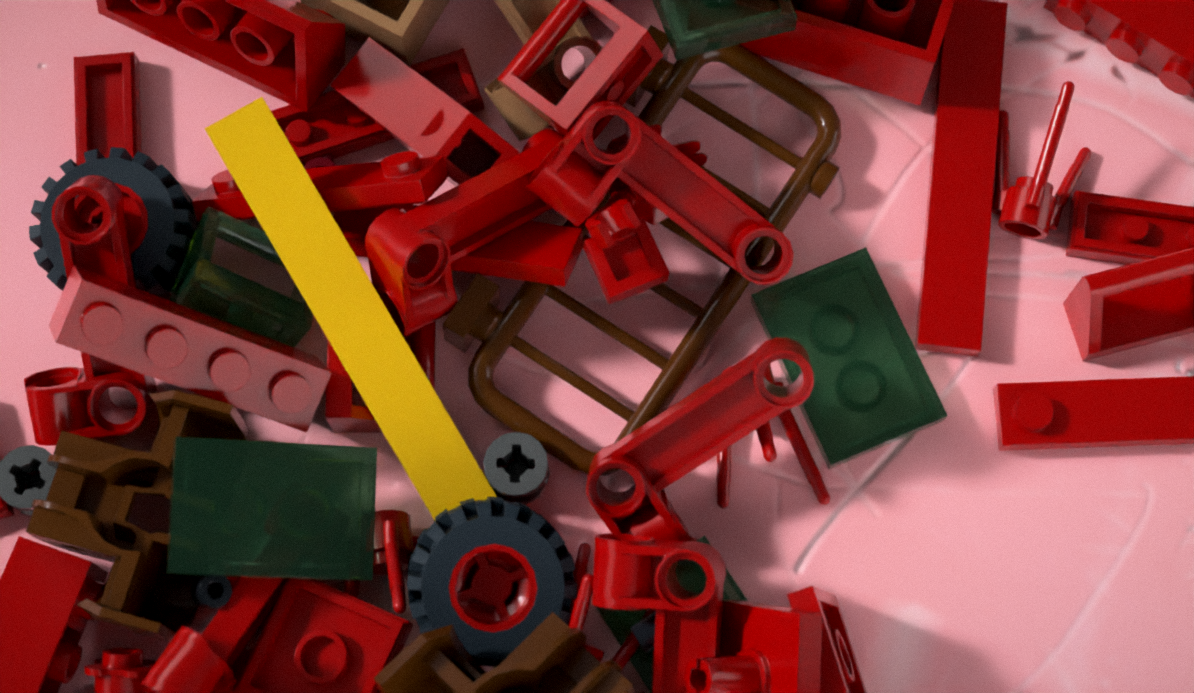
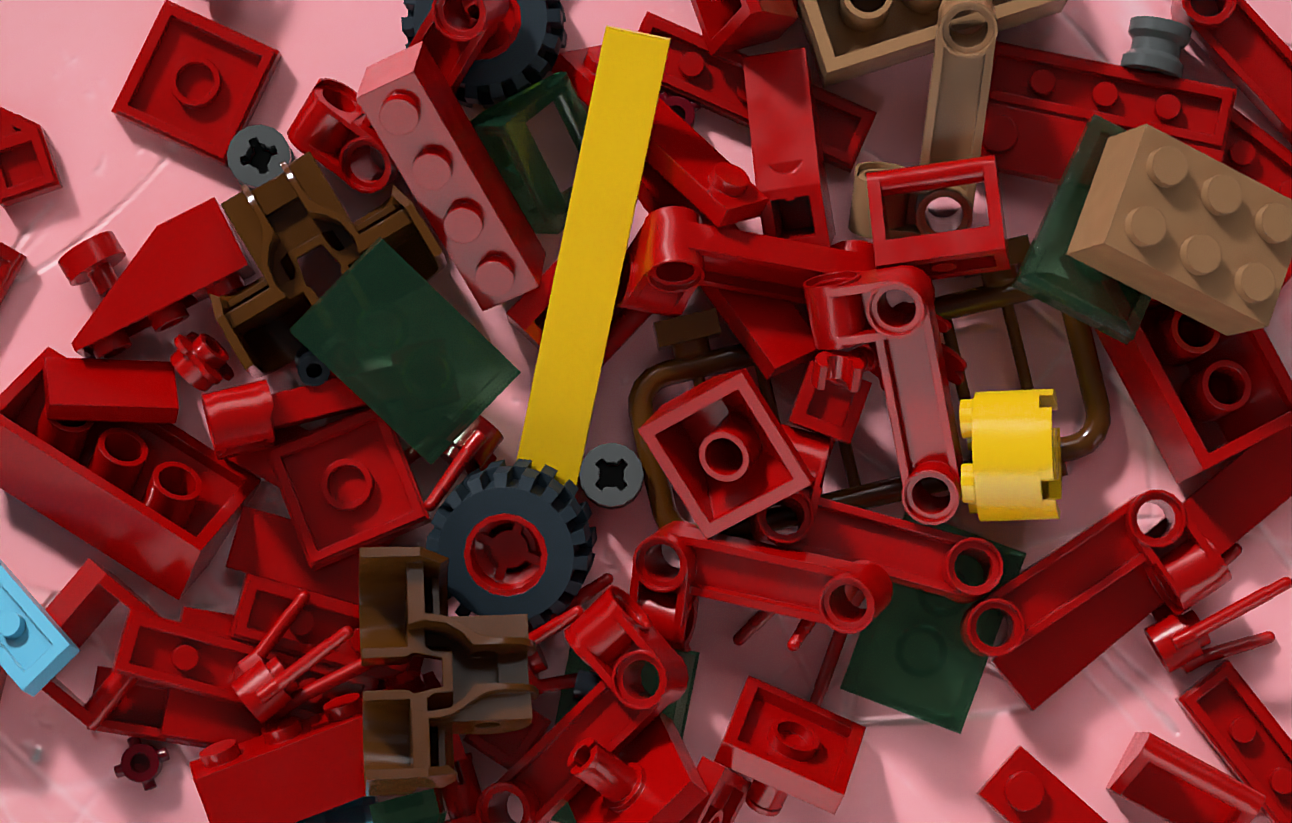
camera: 40 degrees right, 10 degrees up
(586, 356) = (724, 451): none -> red slope
(794, 172) = (1013, 455): none -> yellow brick
(799, 308) = (905, 550): none -> red piece
(840, 539) = (789, 749): none -> red tile
(977, 151) = (1178, 564): none -> red piece

